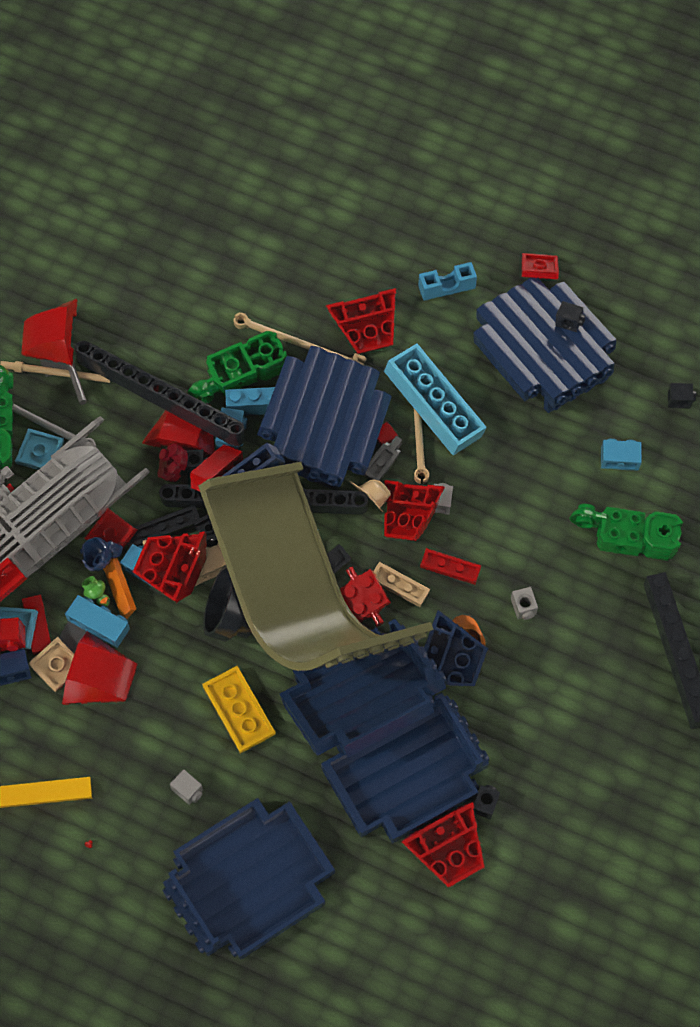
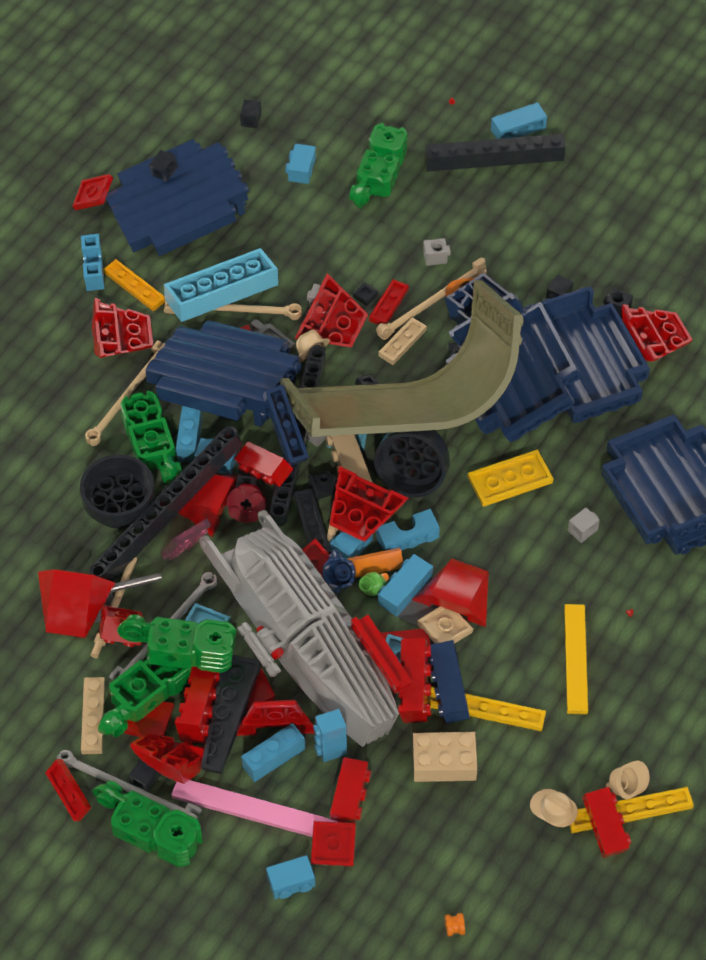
camera: 80 degrees left, 10 degrees down
(30, 377) = (109, 622): none -> red slope
(111, 410) = (185, 540): none -> clear pink plate
(166, 631) = (424, 530): none -> dark azure arch
(175, 328) = (112, 473): none -> black wheel
(365, 596) = (410, 365): red plate -> none
(412, 567) = (385, 330): none -> tan hinge
(435, 323) = (134, 285): none -> light orange tile
(458, 542) = (365, 294): none -> black tile
(492, 736) = (558, 287): none -> black brick

